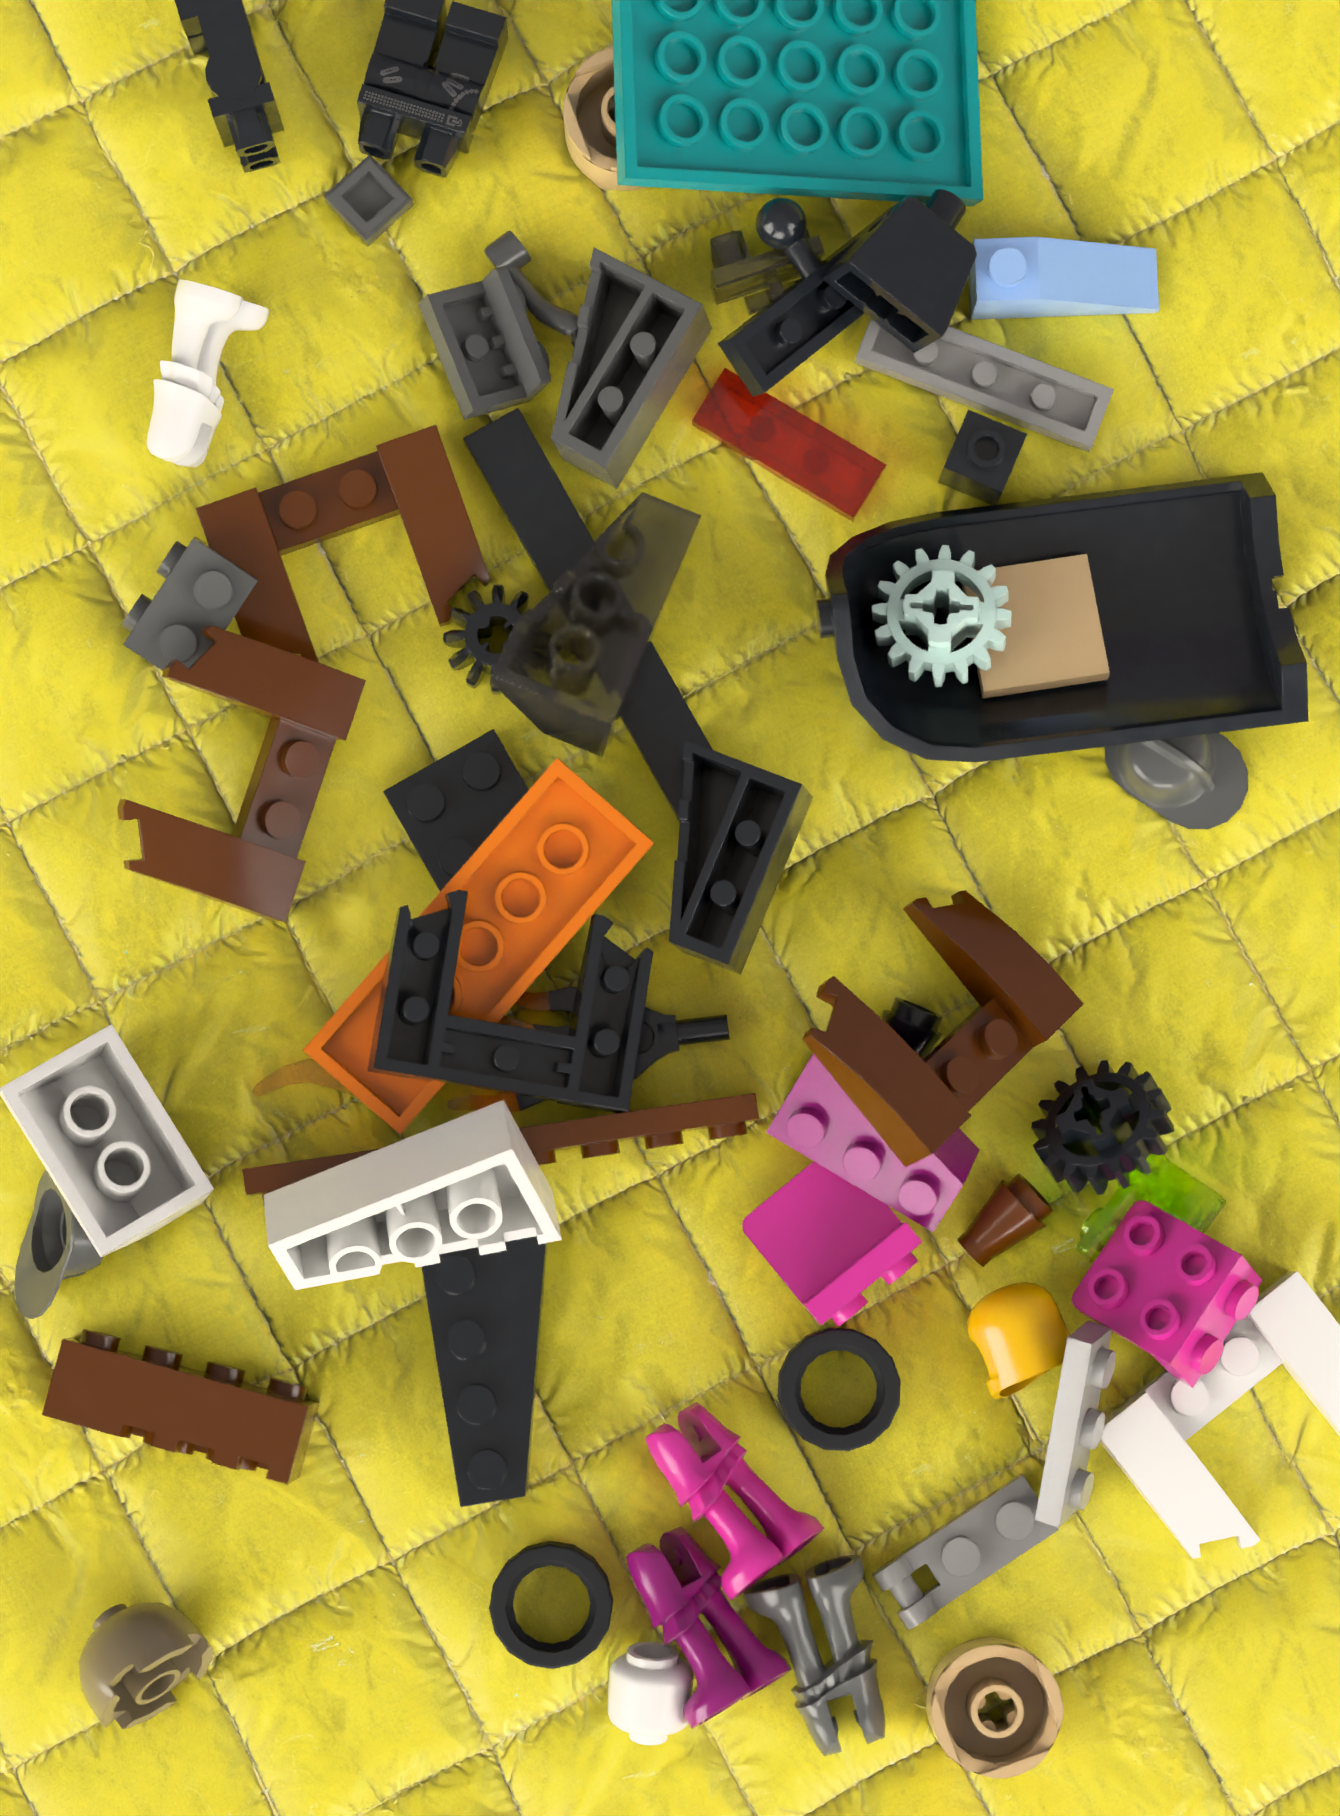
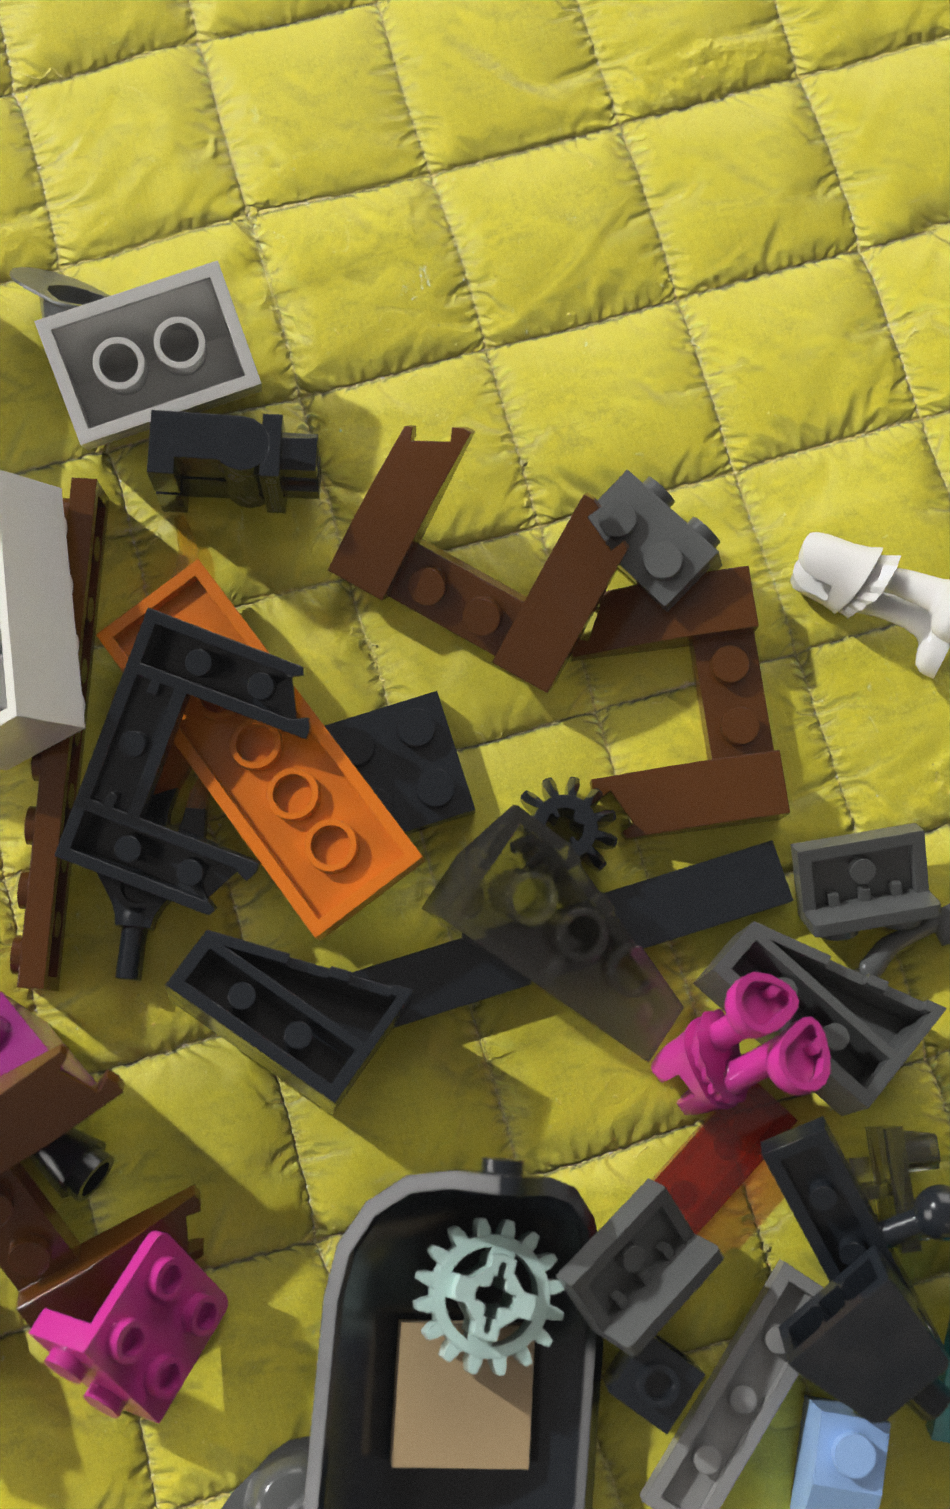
camera: 100 degrees right, 5 degrees down
(194, 1037) = (230, 460): none -> black hips
(698, 446) = (710, 1055): none -> dark pink piece
(889, 485) = (638, 1269): none -> dark grey bracket
(1050, 917) = (142, 1335): none -> dark pink bracket

